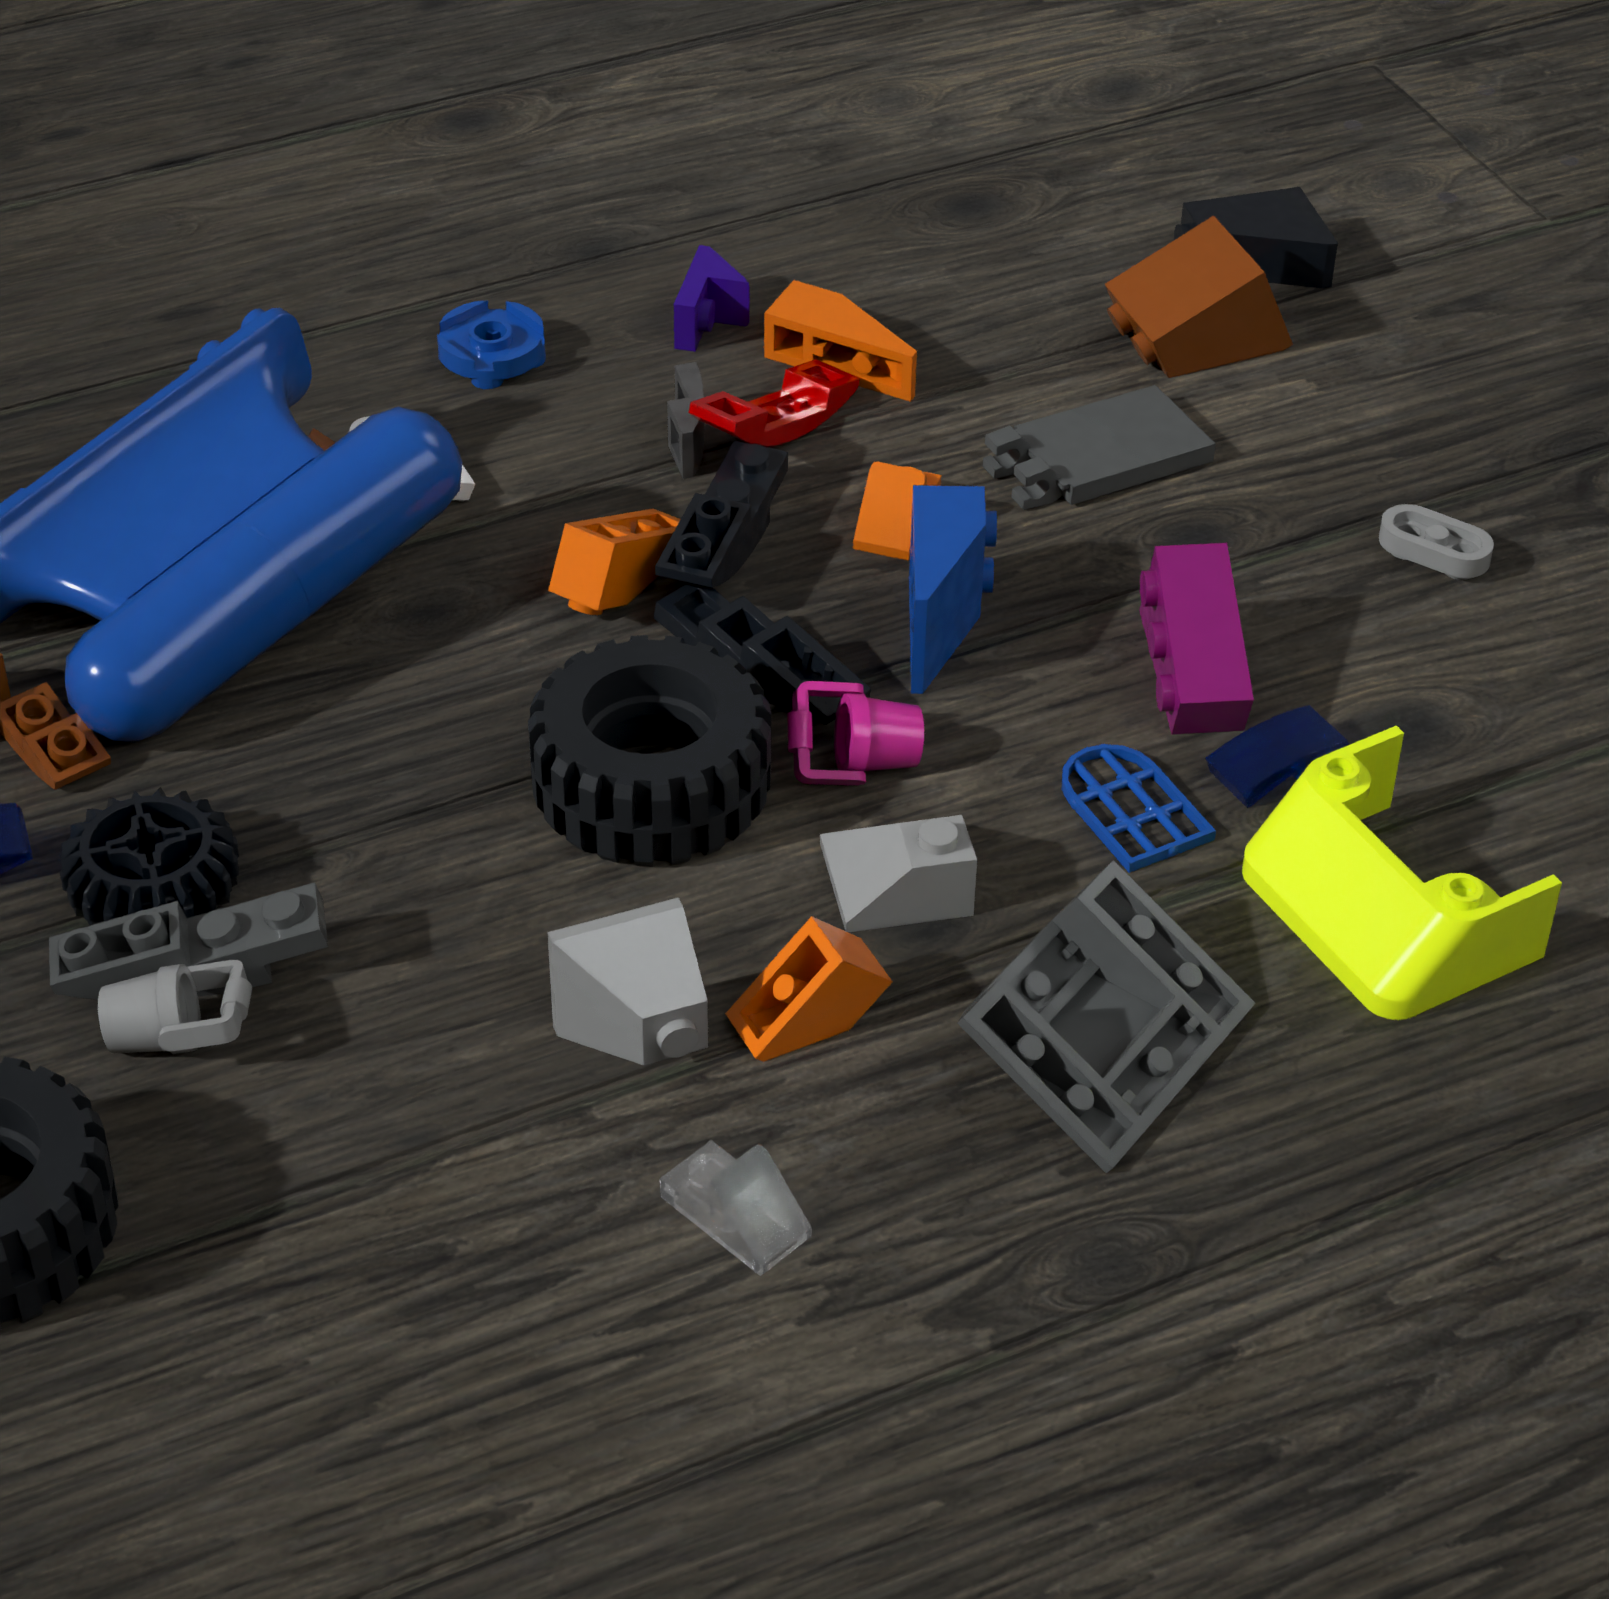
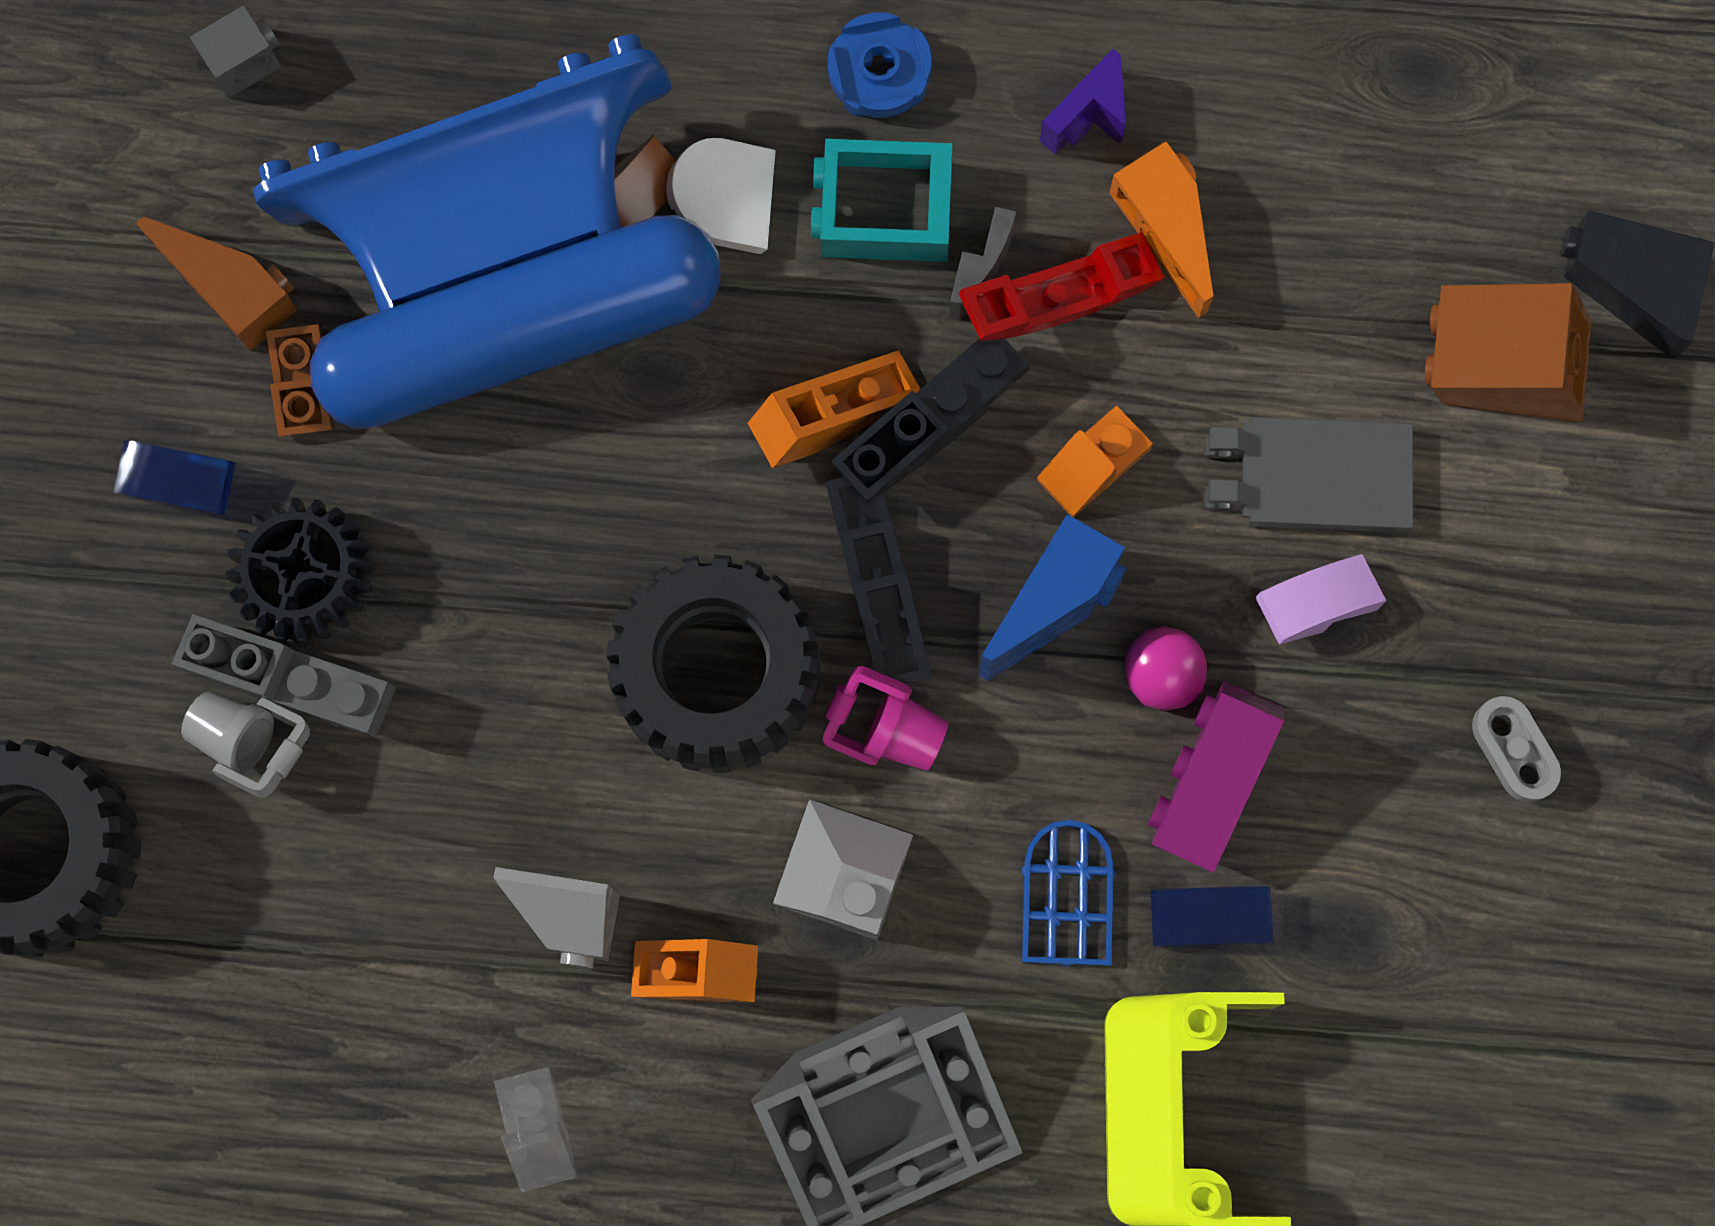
camera: 35 degrees right, 35 degrees up
(541, 451) = (883, 243): none -> teal window
(1082, 609) = (1165, 668): none -> dark pink hair
(1178, 511) = (1320, 597): none -> lavender slope

